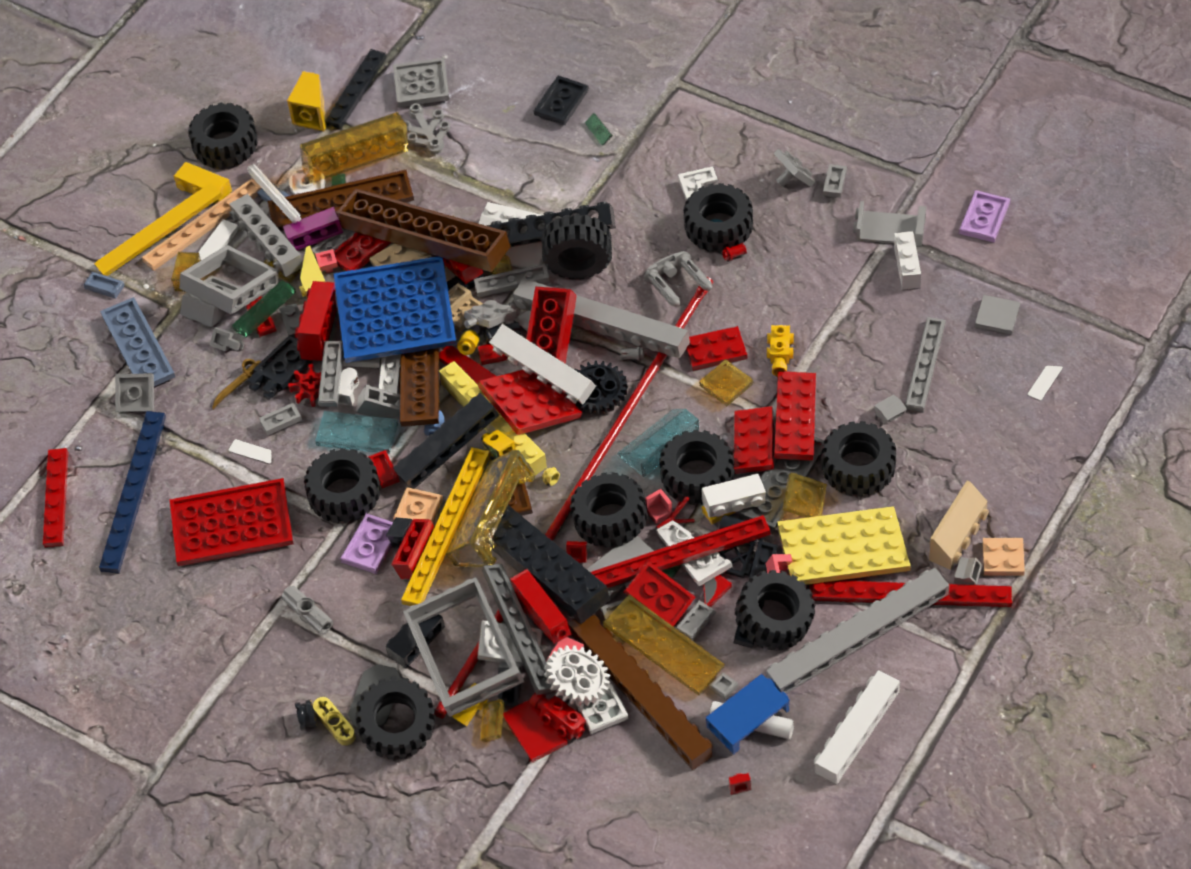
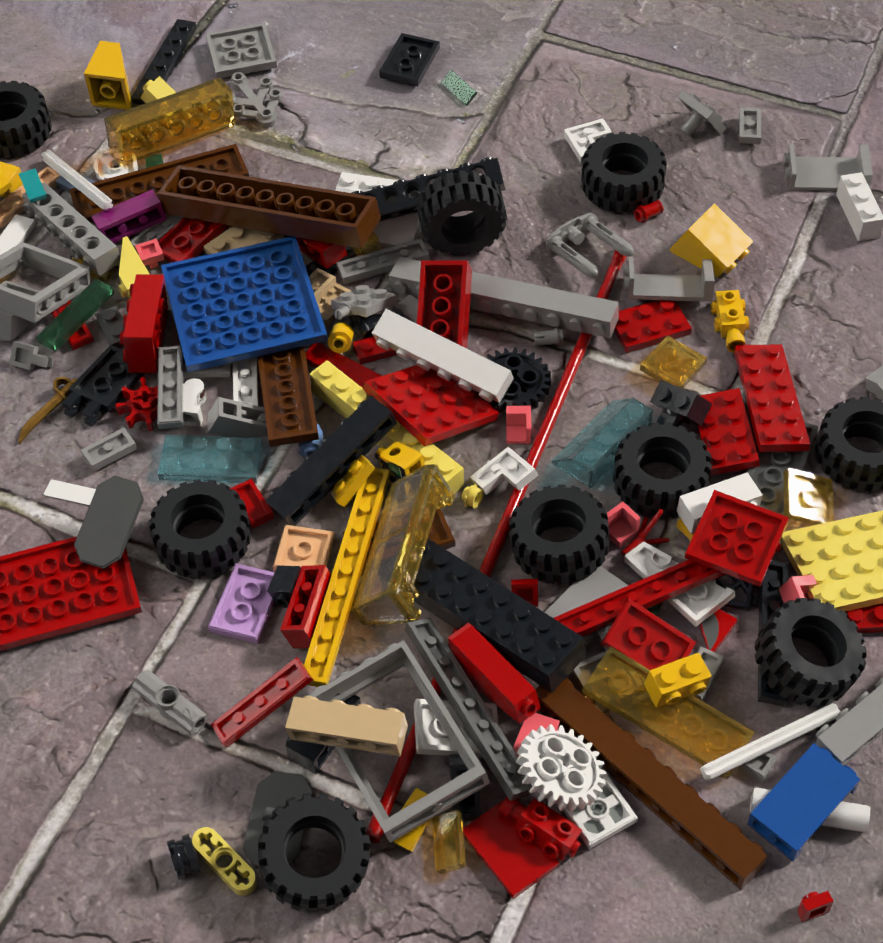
camera: 10 degrees left, 0 degrees up
(238, 197) = (33, 185): none -> teal piece
(274, 475) = (109, 522): none -> dark grey shield
(347, 119) = (155, 90): none -> light yellow brick
(372, 614) = (261, 702): none -> red tile
(427, 633) = (347, 725): none -> tan brick
(463, 453) = (348, 486): none -> yellow plate
(577, 455) = (503, 467): none -> white plate
(596, 423) = (518, 424): none -> coral panel
(671, 621) = (677, 680): none -> yellow brick
(720, 417) = (679, 405): none -> black brick
(731, 672) = (769, 742): none -> white axle
(735, 318) = (670, 286): none -> light grey panel
(736, 522) = (736, 538): none -> red plate
(778, 283) = (713, 238): none -> yellow slope

